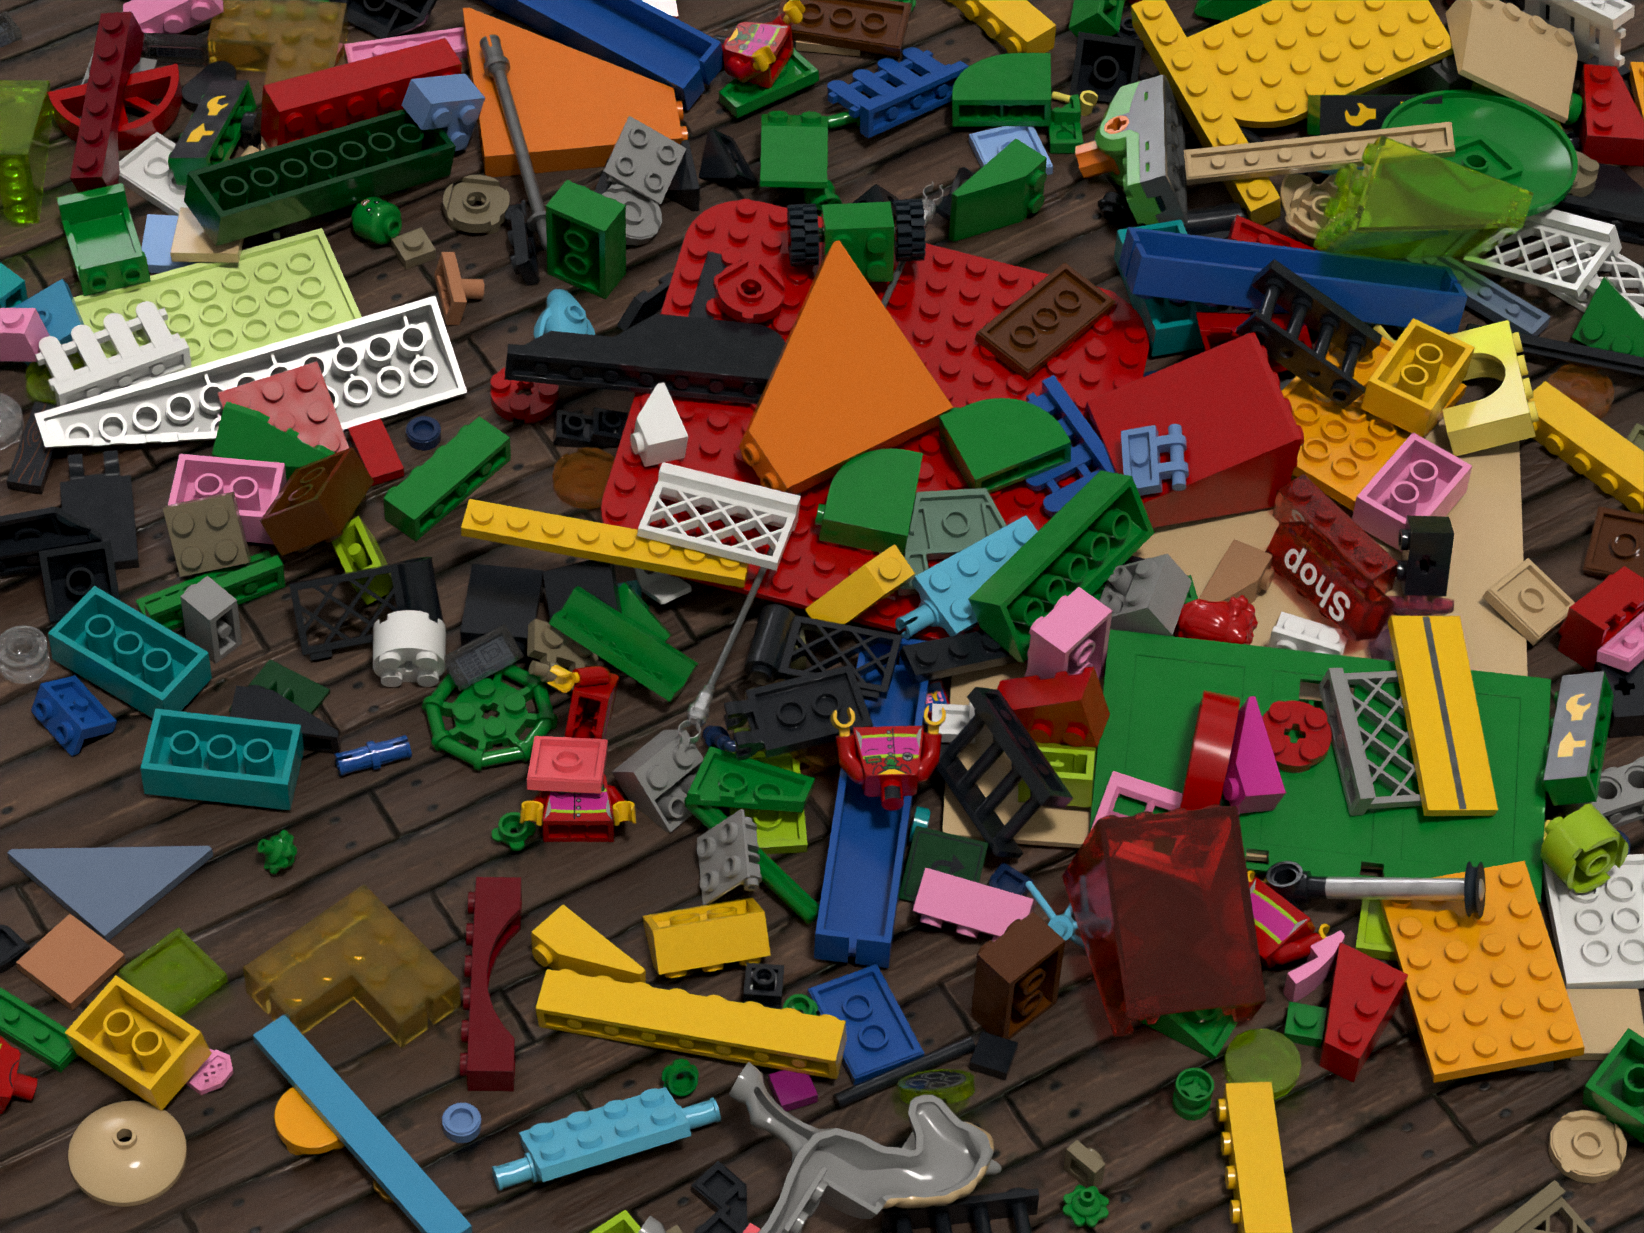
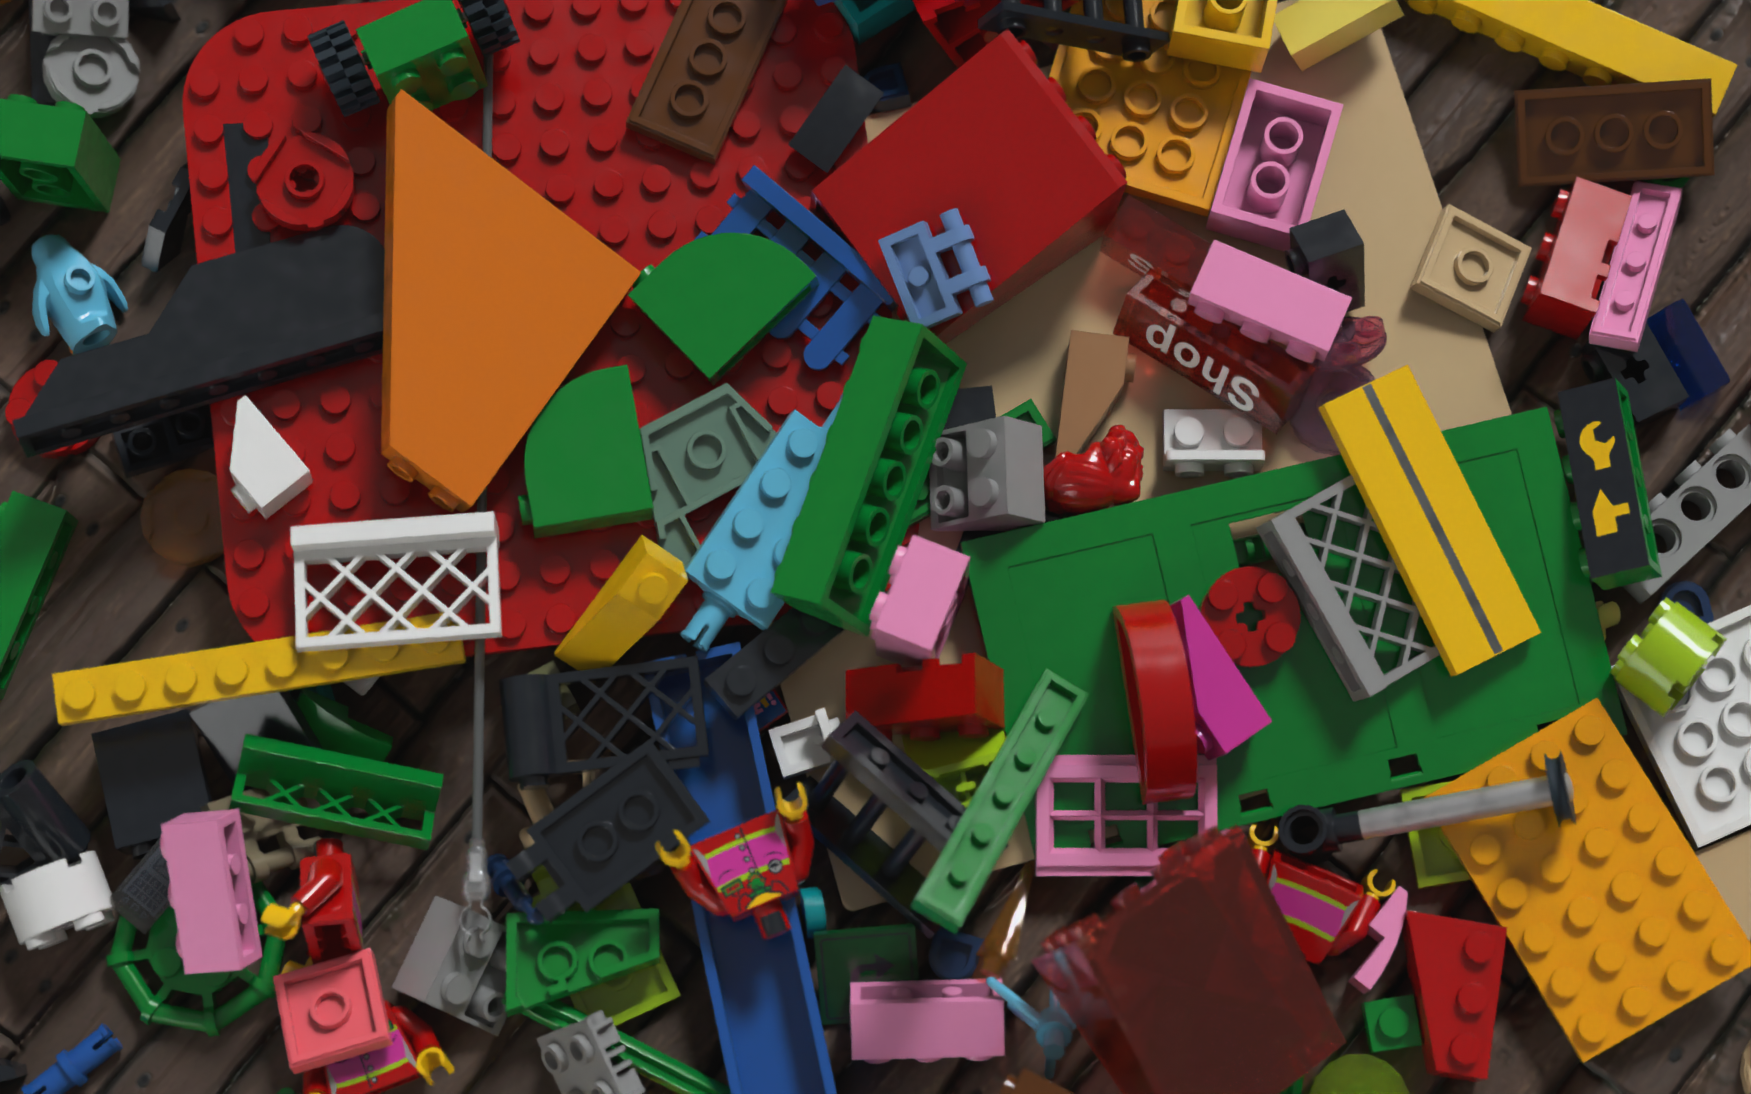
camera: 15 degrees left, 25 degrees up
(517, 663) = (211, 891): none -> bright pink brick
(1049, 876) = (1003, 938): none -> clear orange piece
(1077, 766) = (999, 801): none -> green tile
(1118, 372) = (836, 118): none -> black slope
(1376, 550) = (1268, 302): none -> bright pink brick

